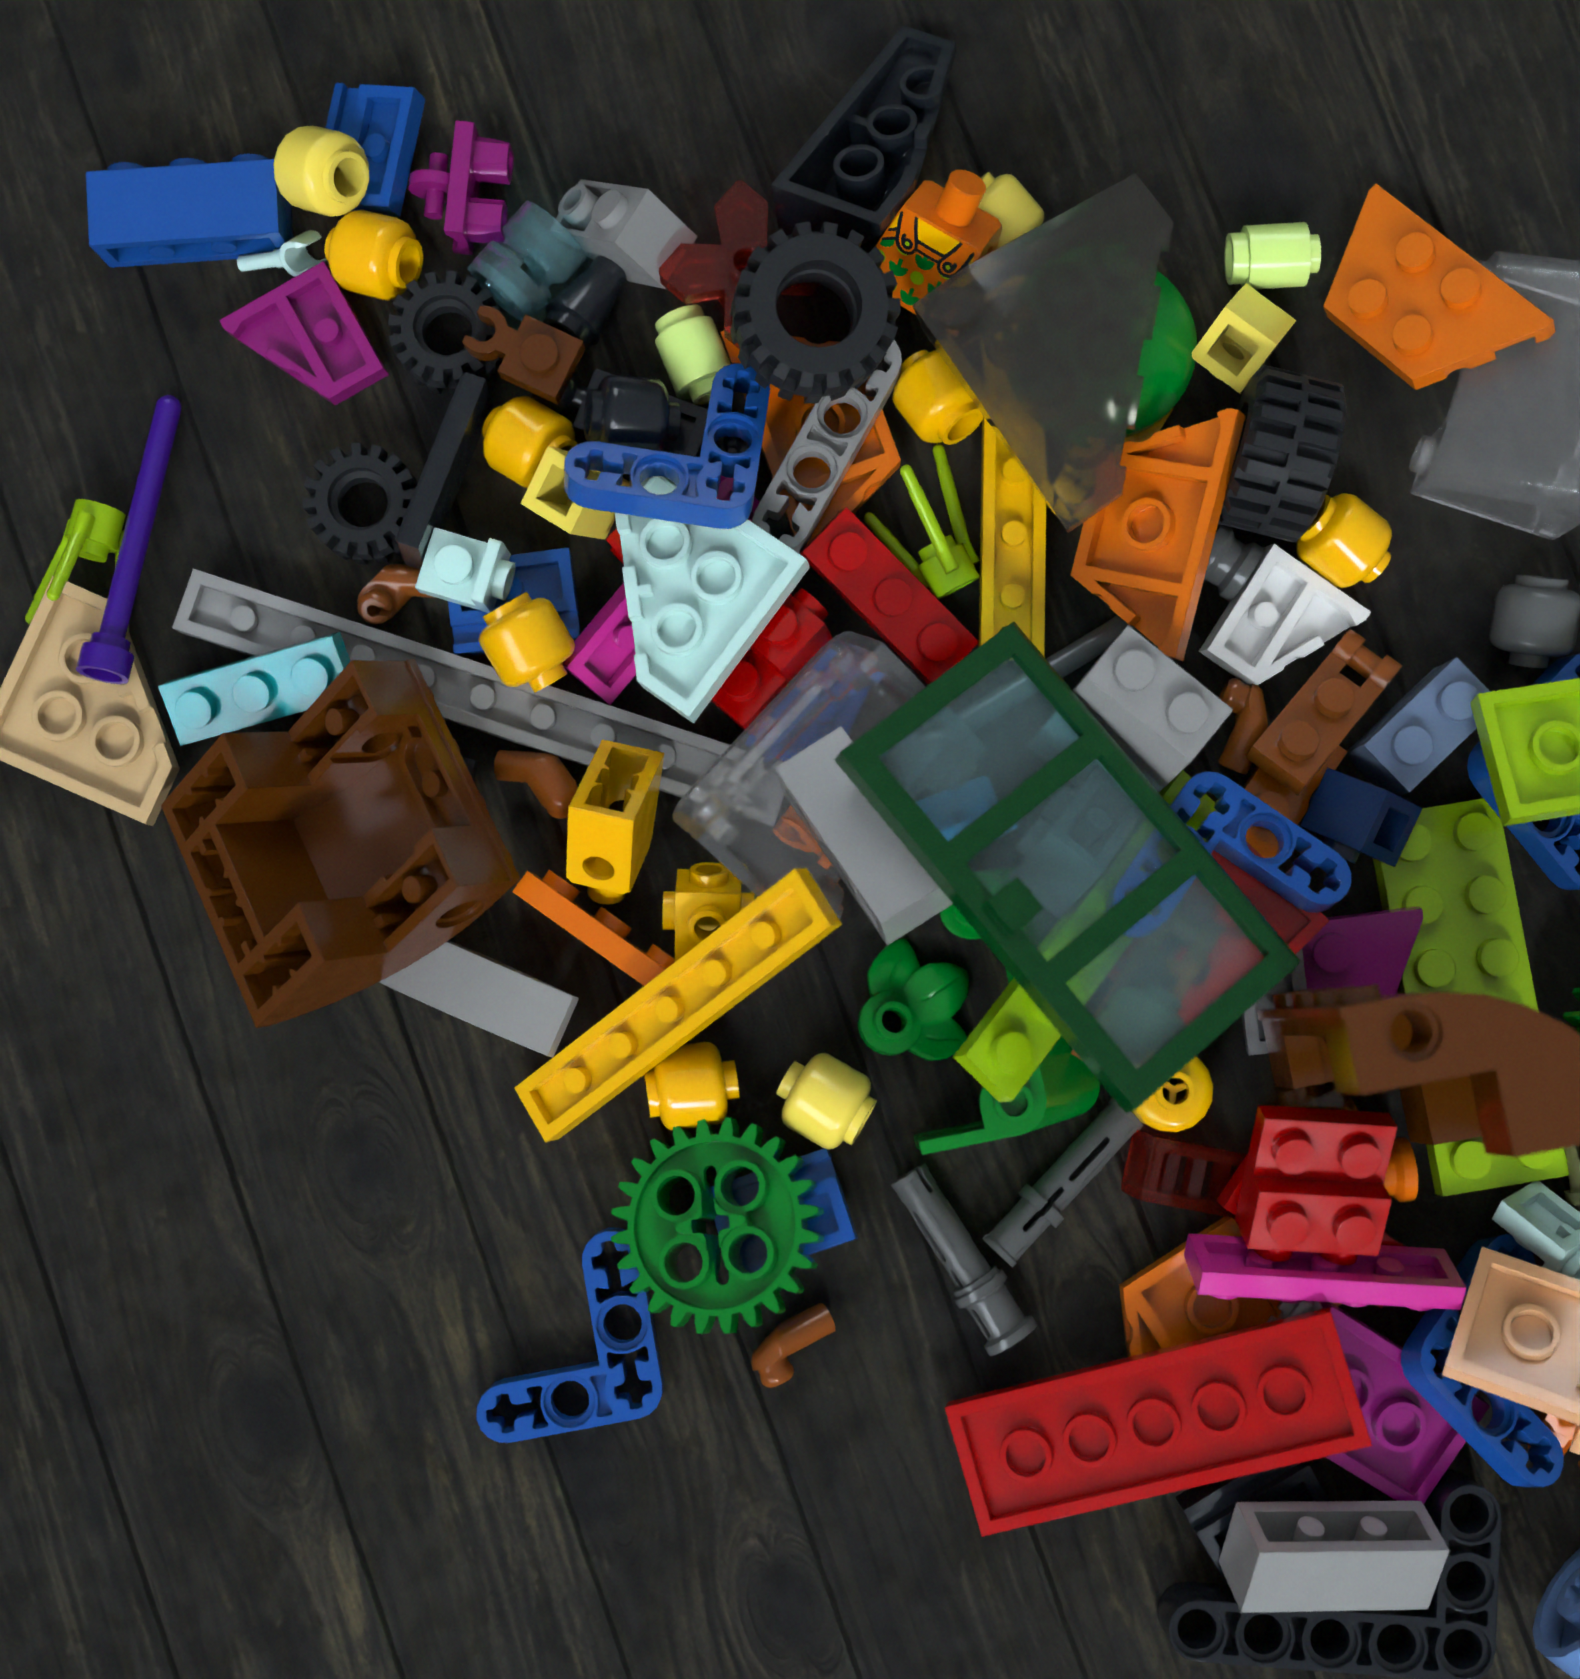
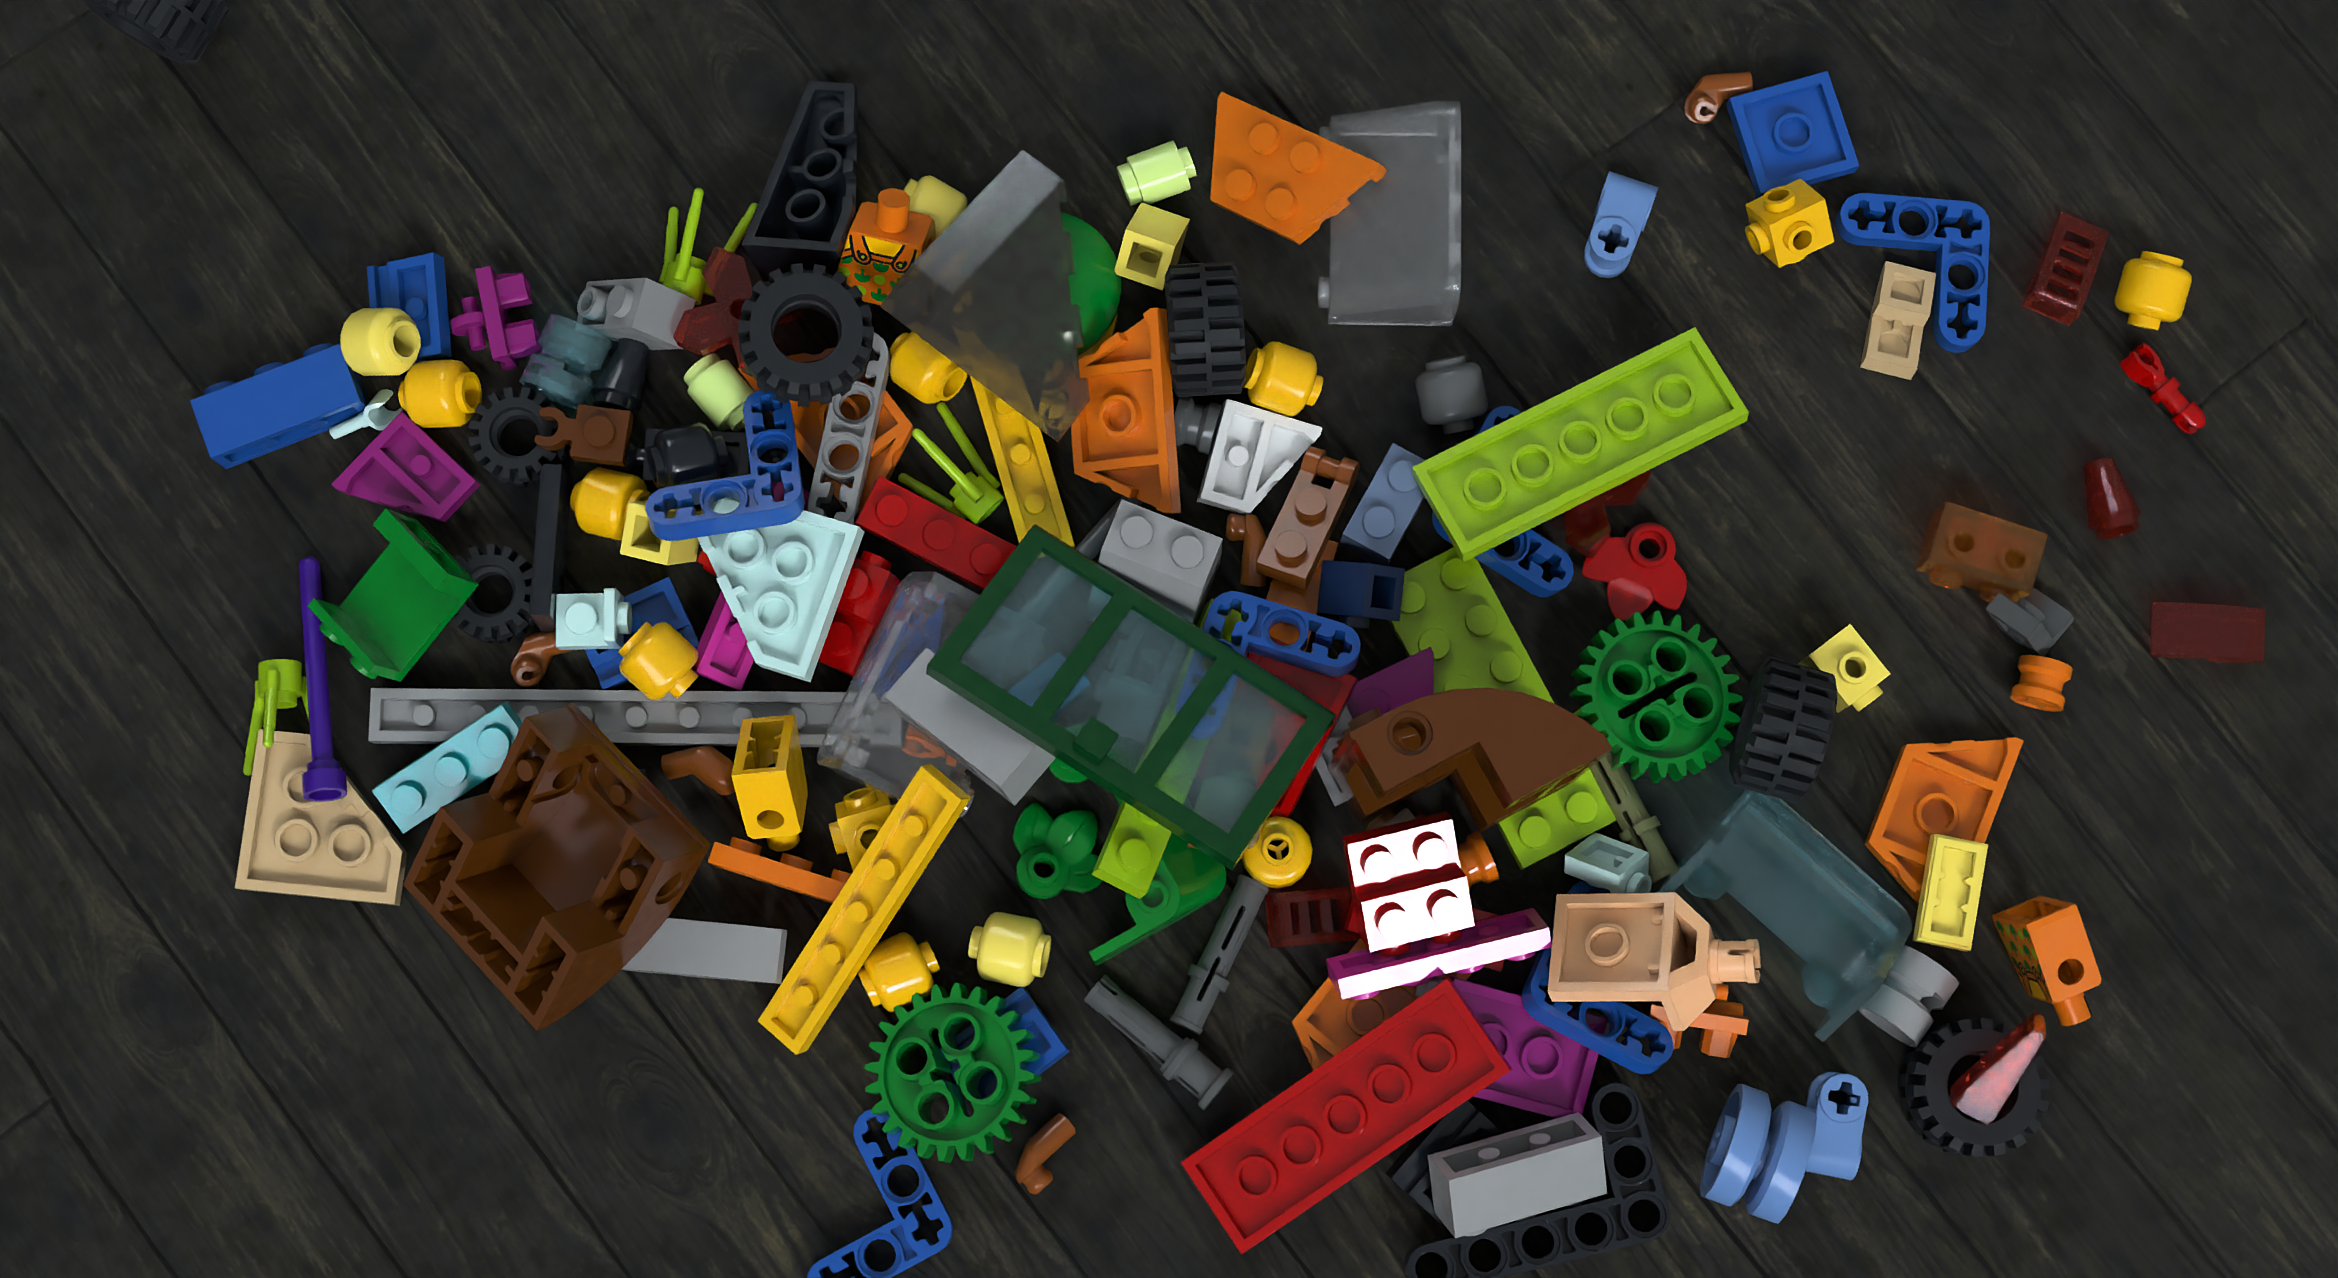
camera: 20 degrees left, 5 degrees down
(253, 479) = (398, 601): none -> green panel
(692, 197) = (682, 270): none -> lime plant

